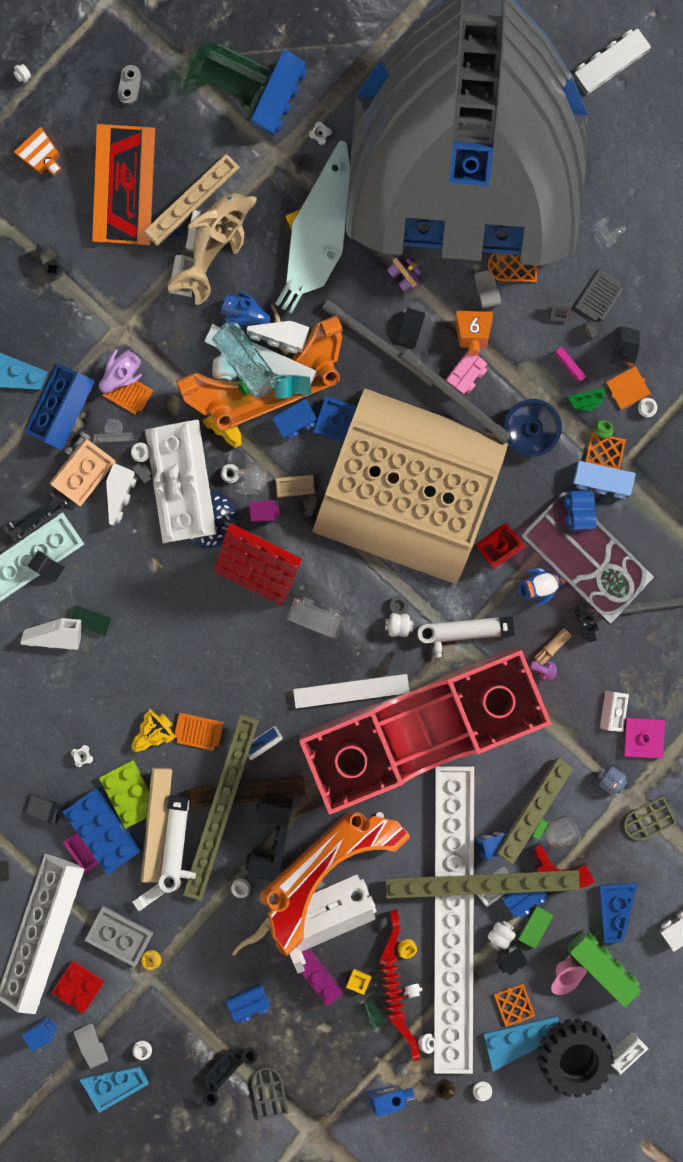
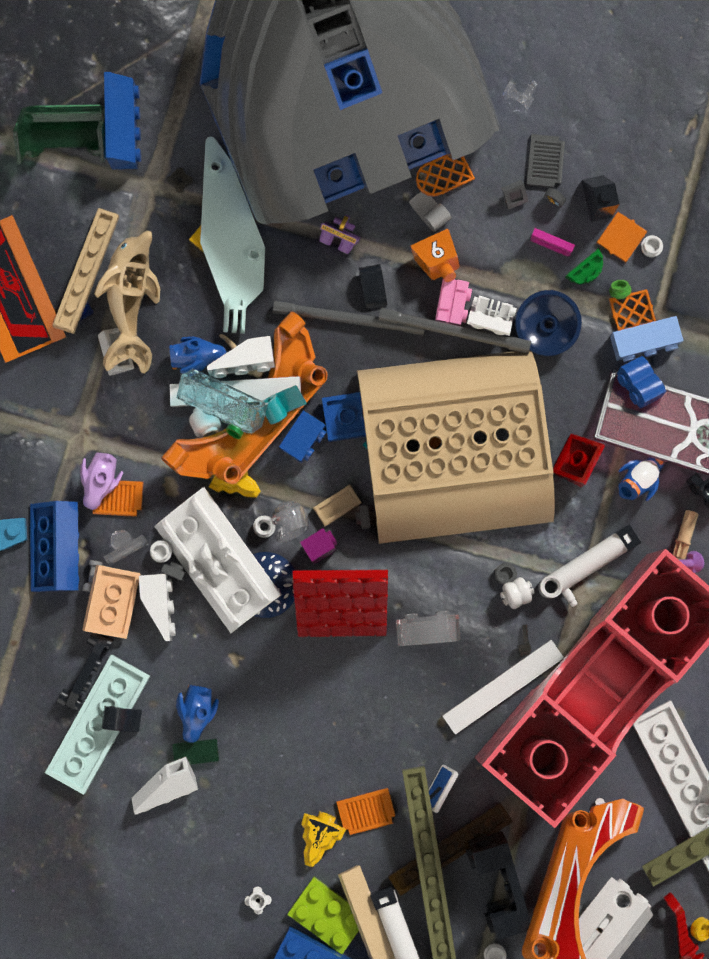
camera: 25 degrees left, 5 degrees down
(106, 589) = (195, 711): none -> blue animal
(192, 233) = (104, 305): white tile -> none
(314, 134) = (182, 135): white plate -> none
(489, 401) = (484, 318): none -> white hinge

